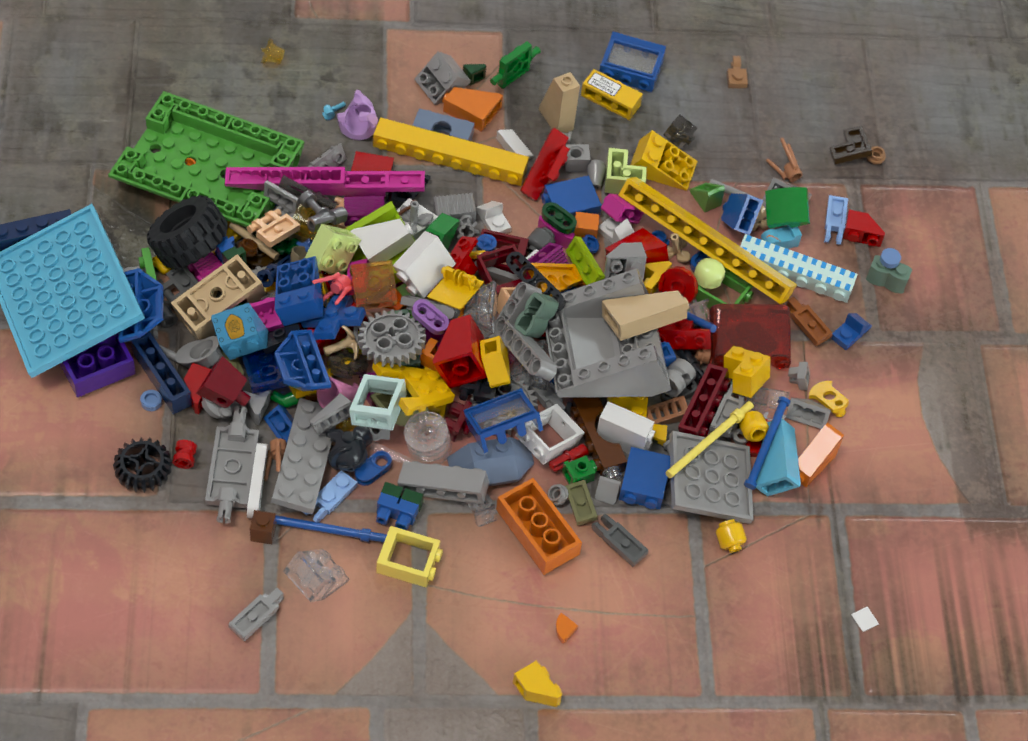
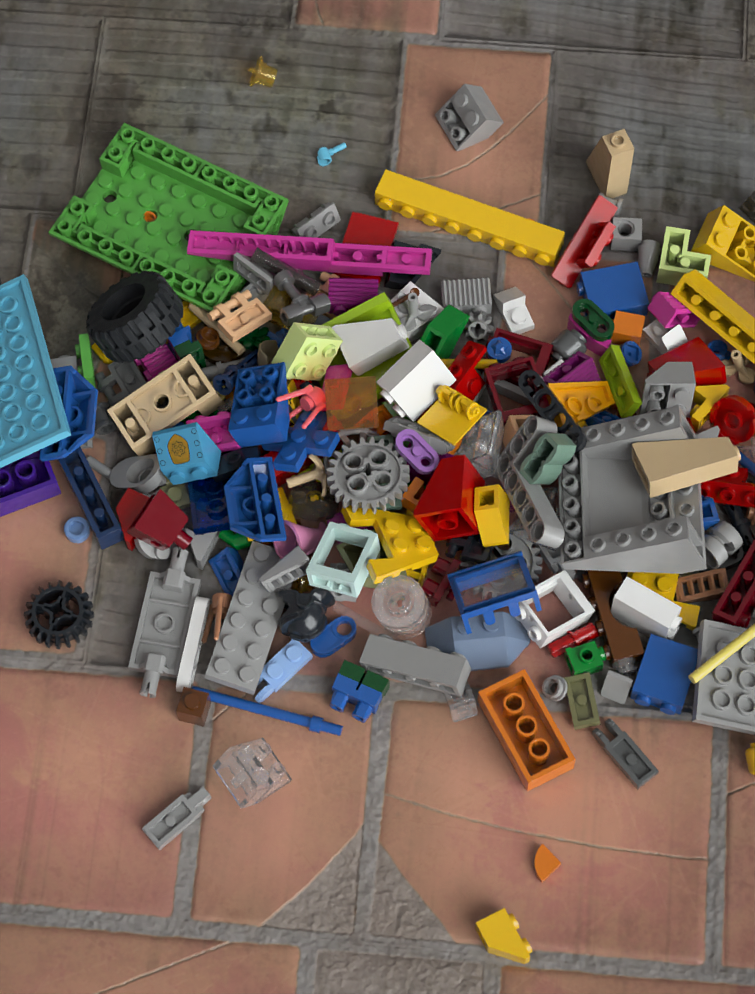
camera: 15 degrees right, 10 degrees up
(184, 454) = (110, 603): red wheel -> none
(359, 118) = (359, 169): lavender piece -> none
(403, 572) = (333, 767): light yellow window -> none
(444, 124) = (452, 178): sand blue arch -> none
(472, 105) = (502, 157): orange slope -> none
(475, 72) = (510, 111): dark green slope -> none
(512, 143) = (549, 210): white slope -> none
(514, 64) = (560, 103): green plate -> none
(611, 94) = (679, 148): yellow brick -> none
(633, 61) = (710, 104): blue window -> none

